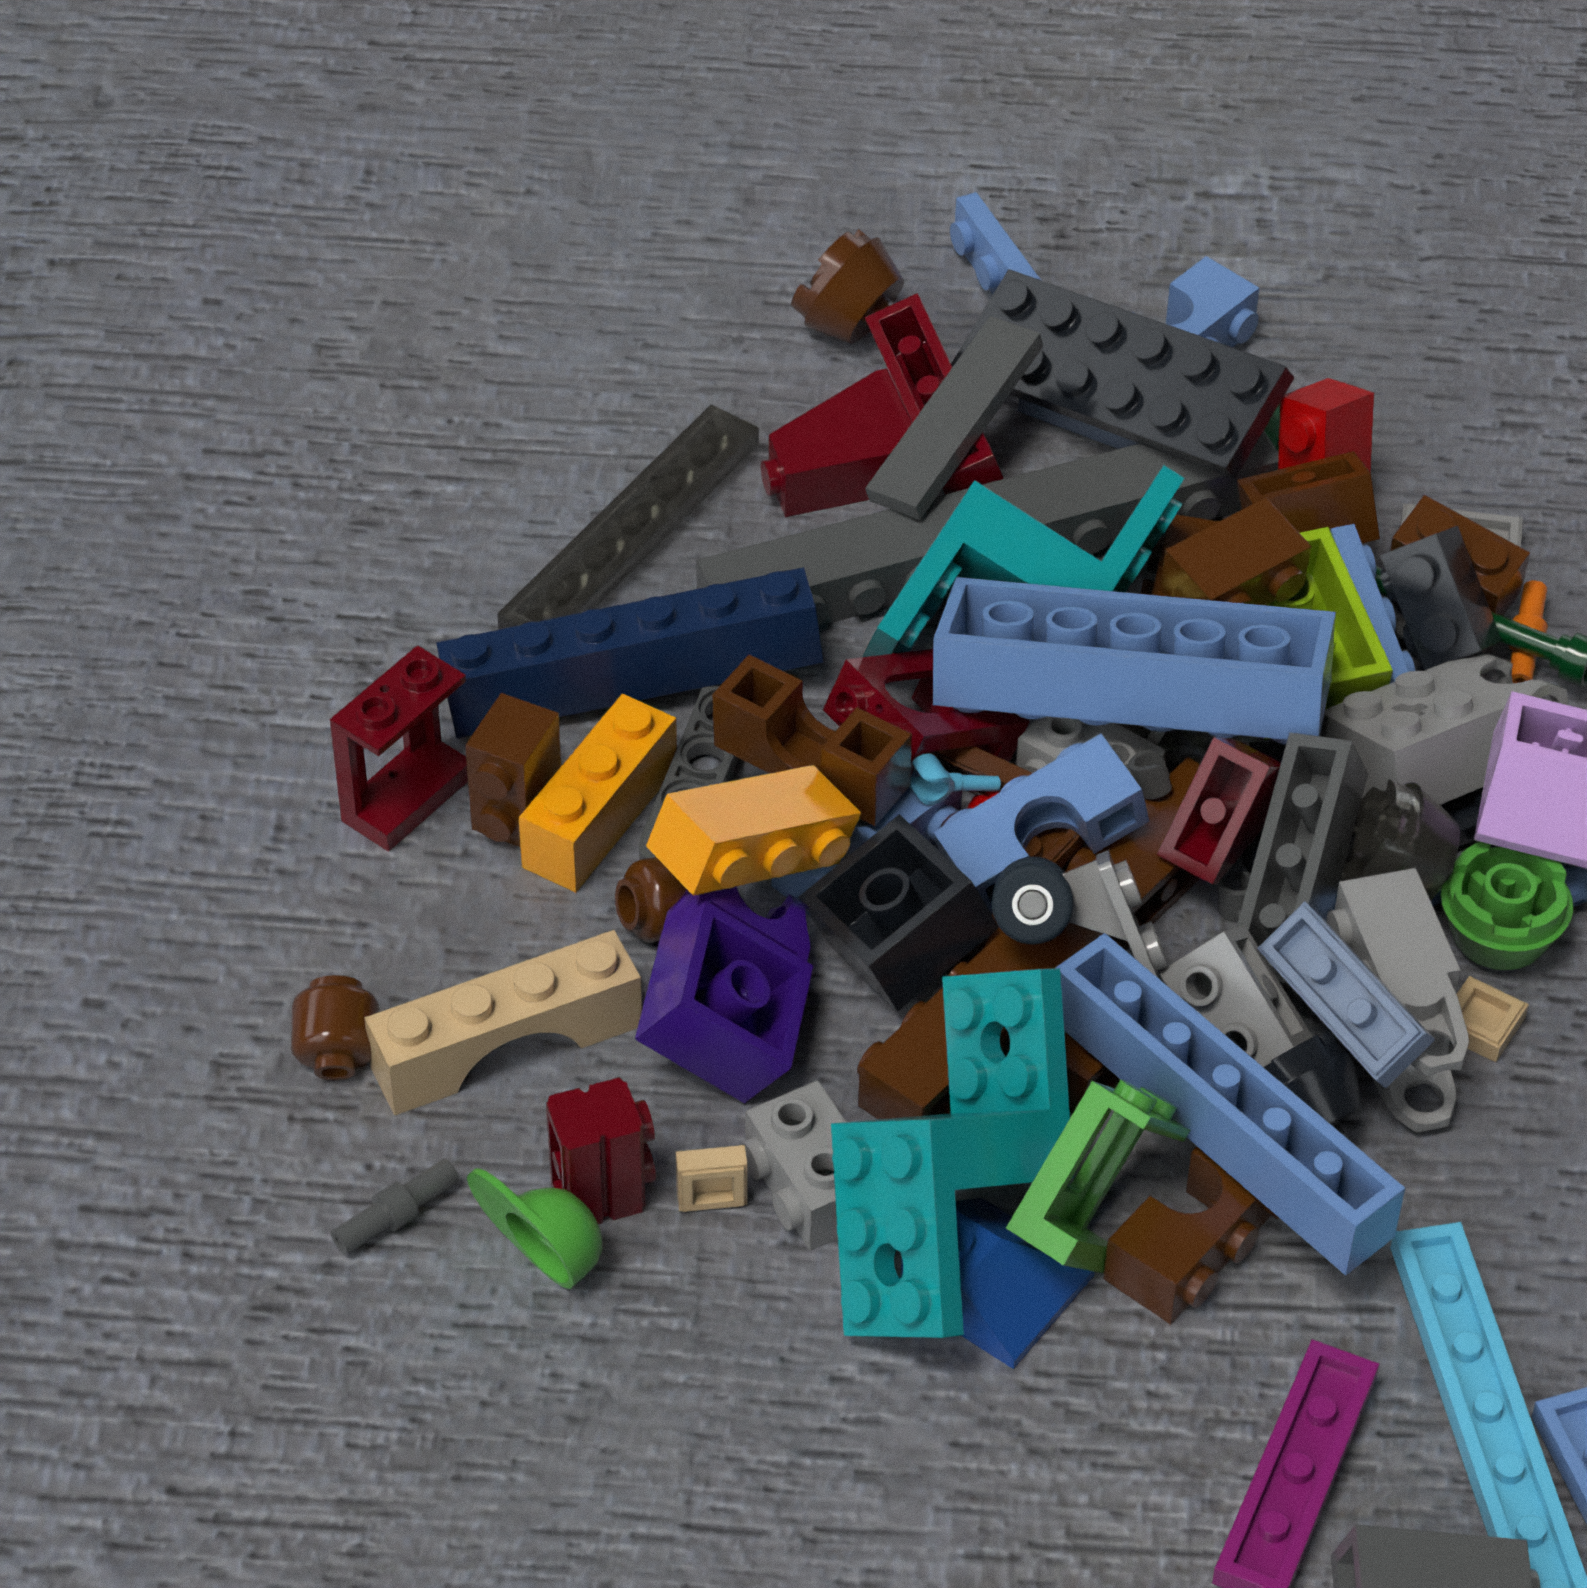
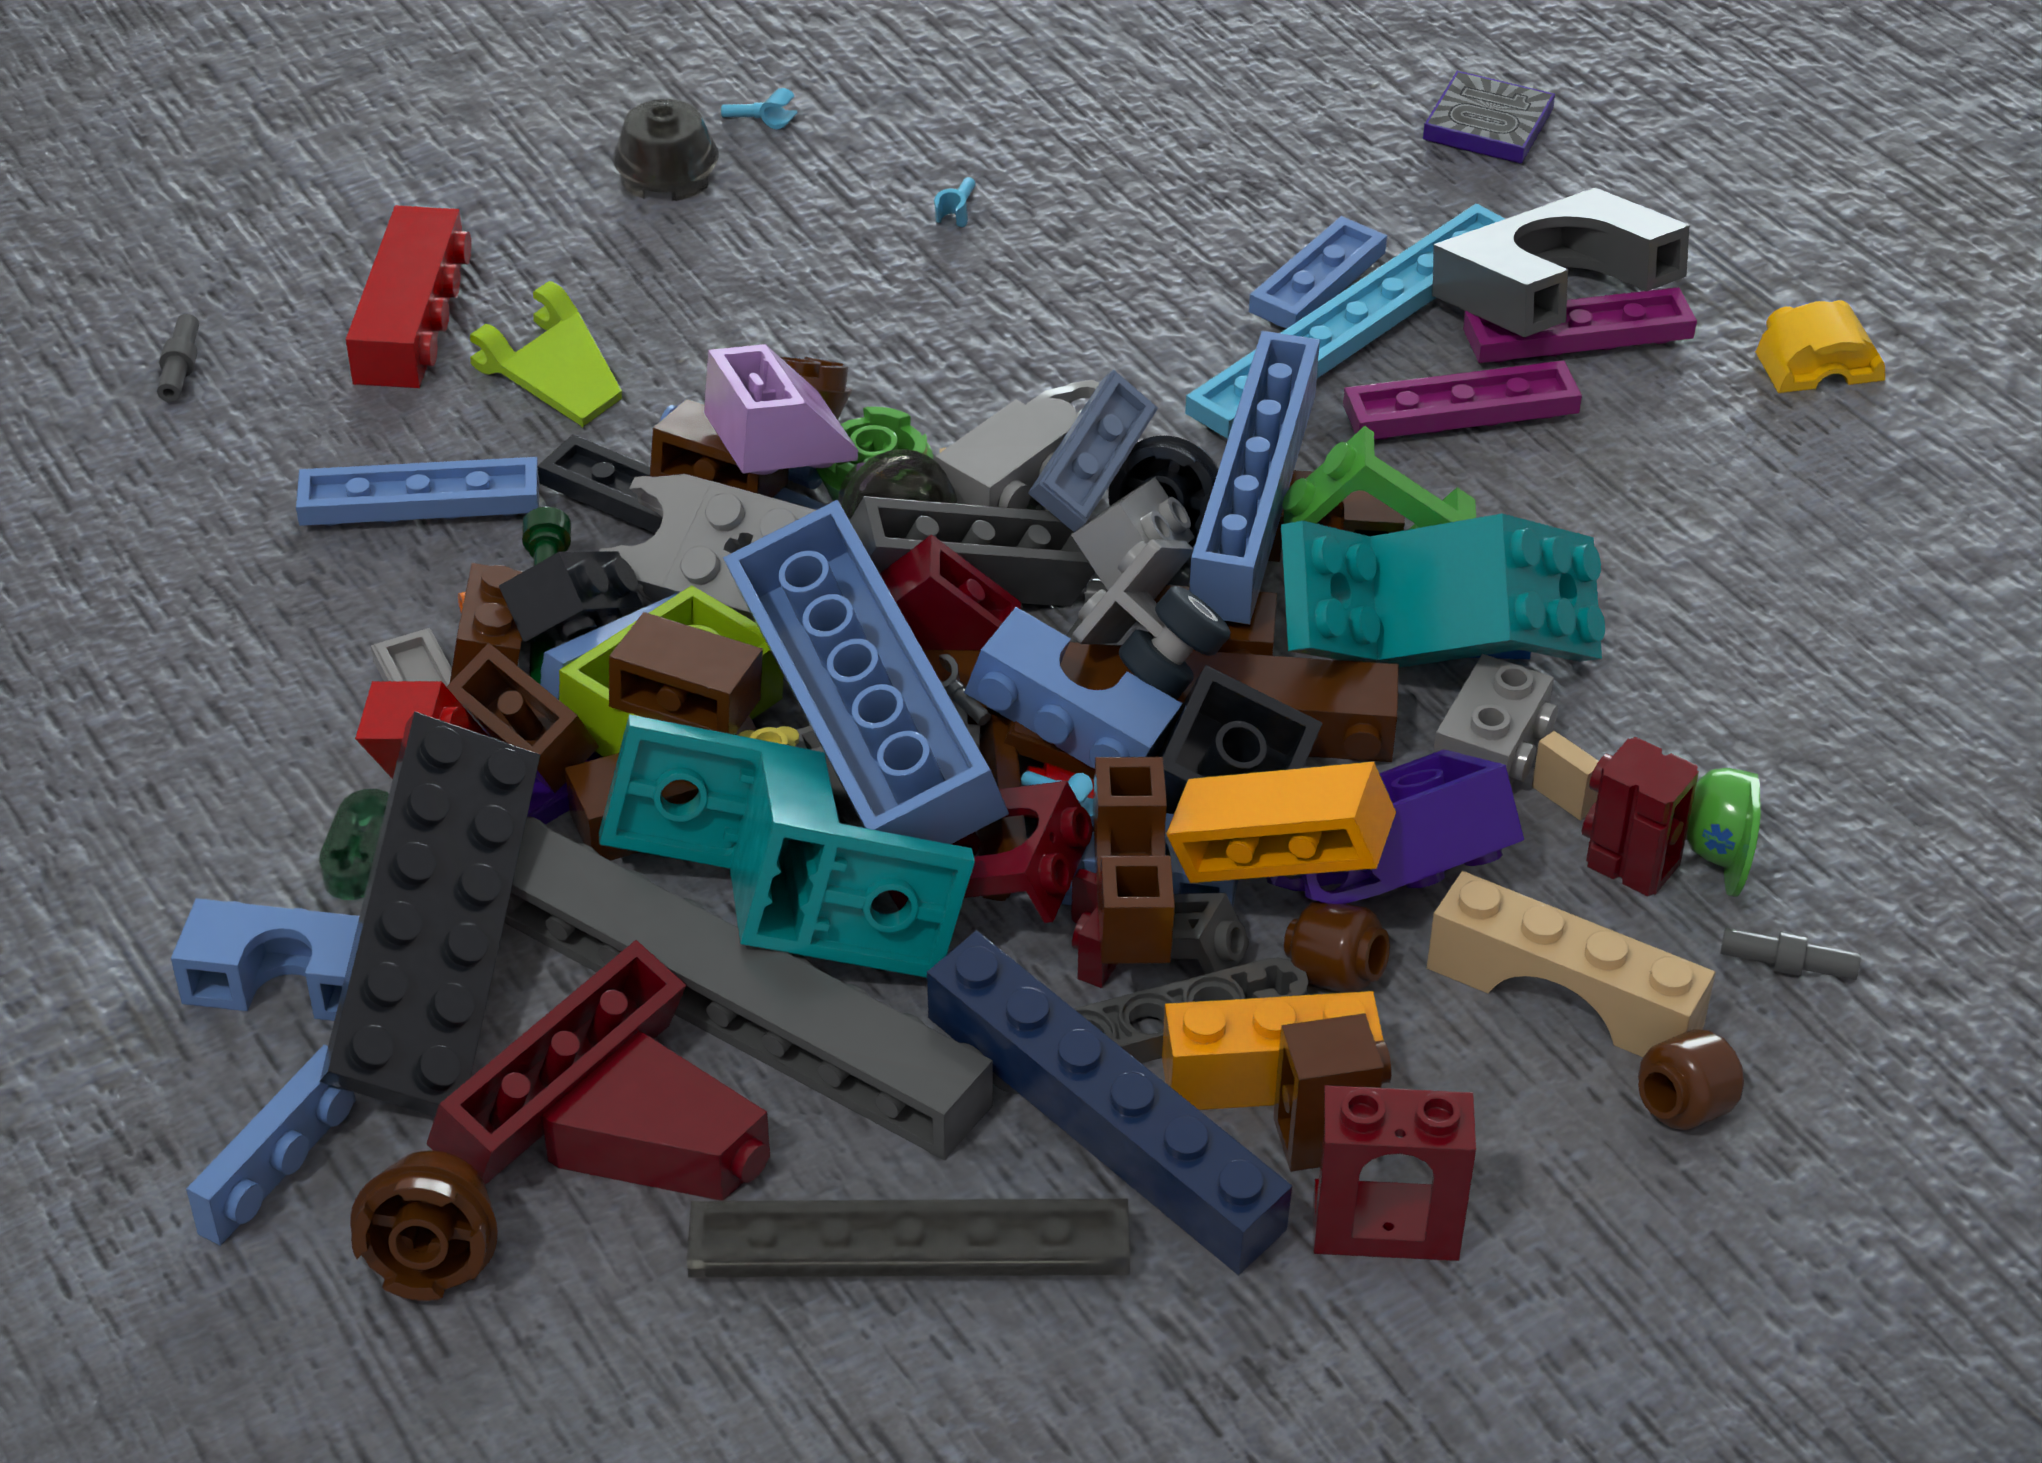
camera: 125 degrees left, 5 degrees down
(954, 417) = (612, 979): dark grey tile -> none

